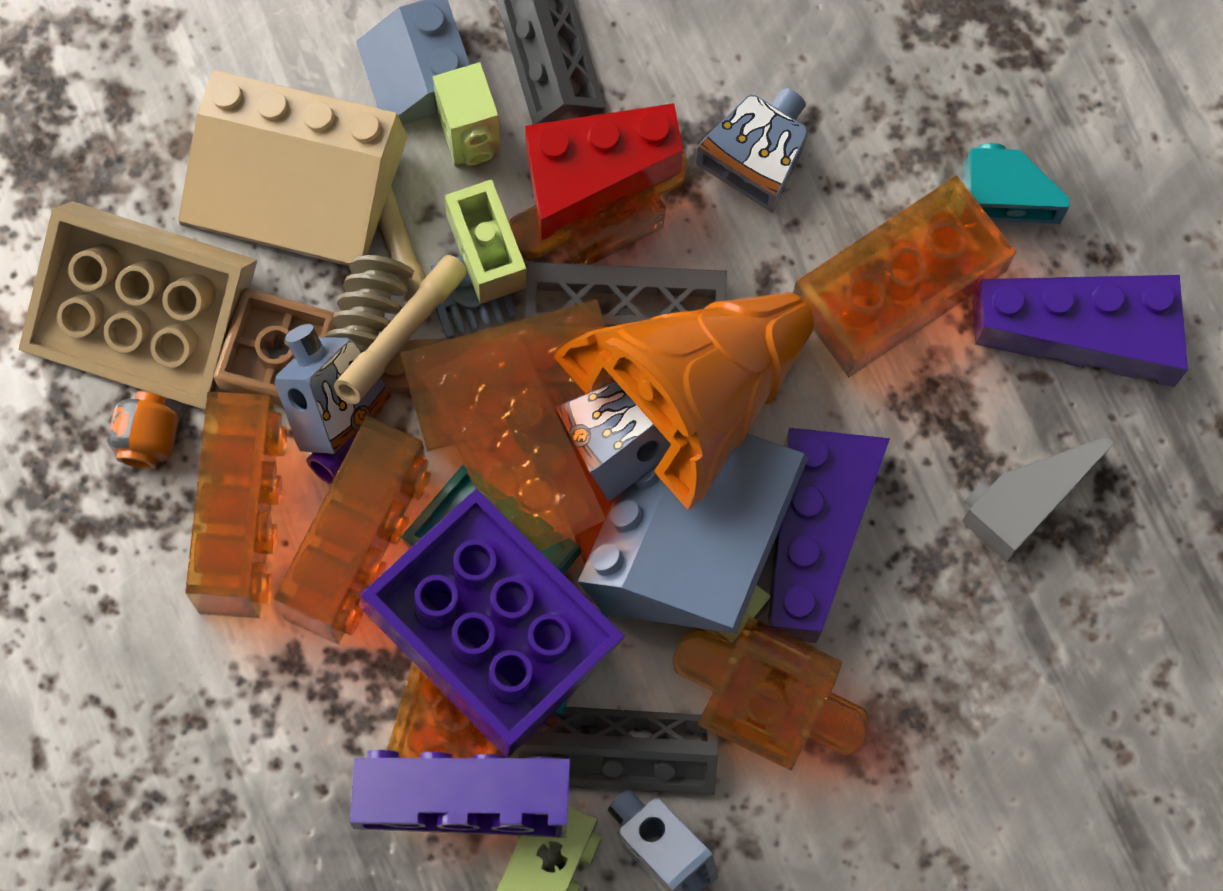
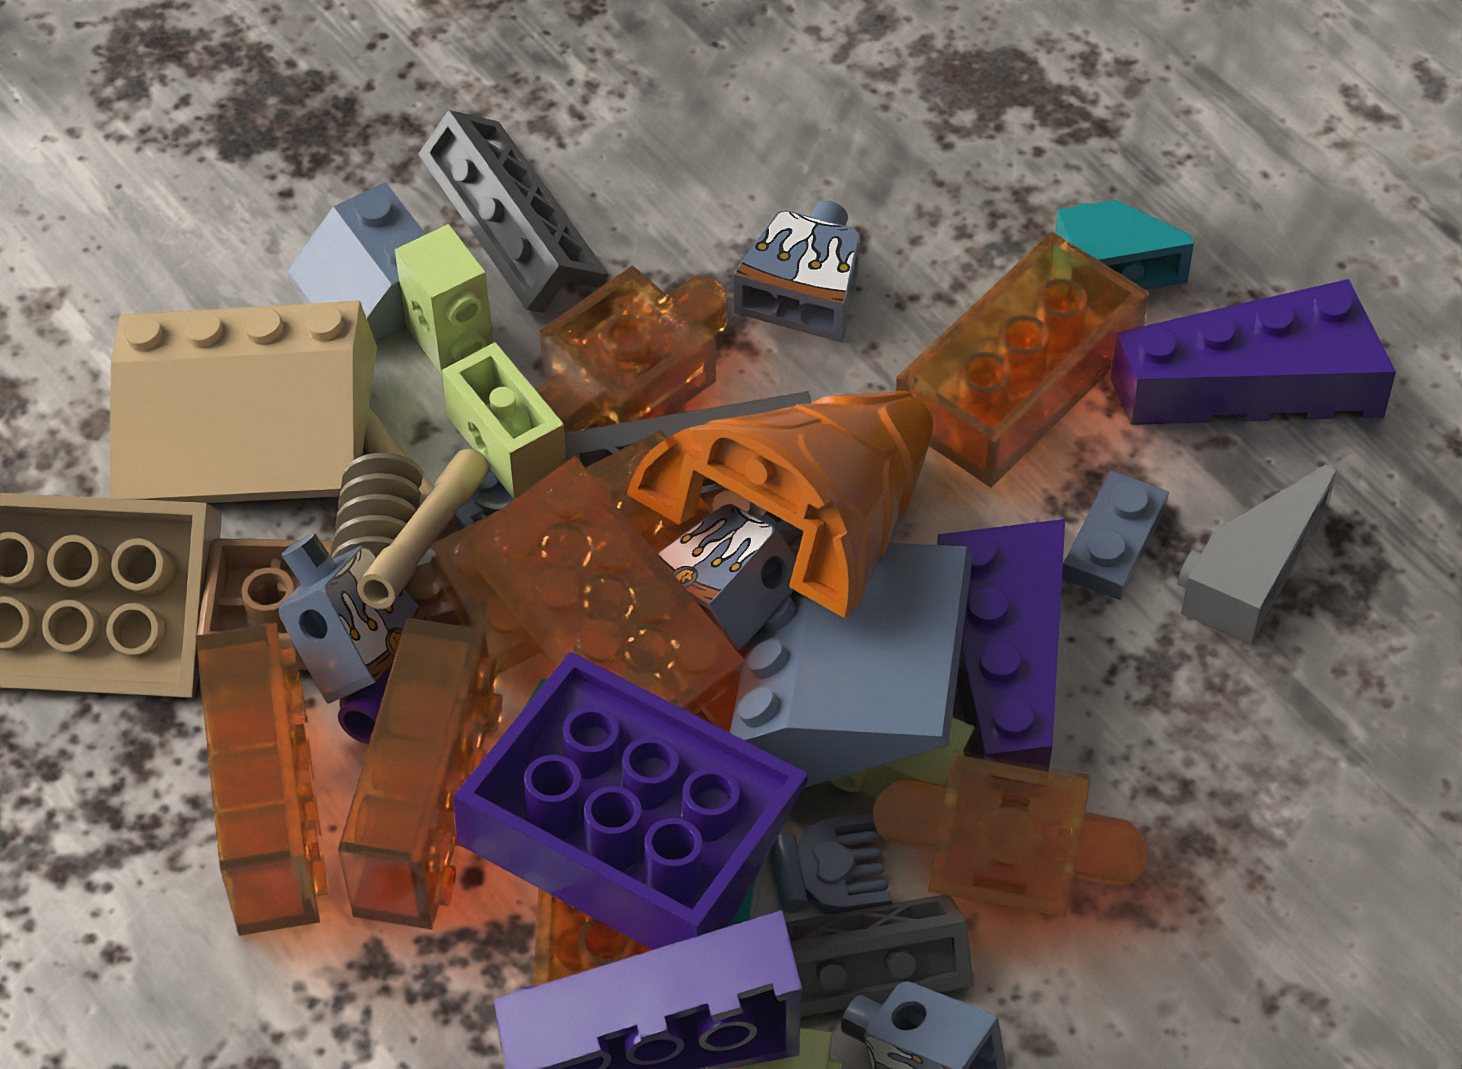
camera: 10 degrees left, 20 degrees down
(143, 431) = (118, 731): orange head -> none
(599, 159) = (620, 291): red wedge -> none
(632, 672) = (826, 869): none -> sand blue piece
(931, 443) = (1115, 535): none -> sand blue plate

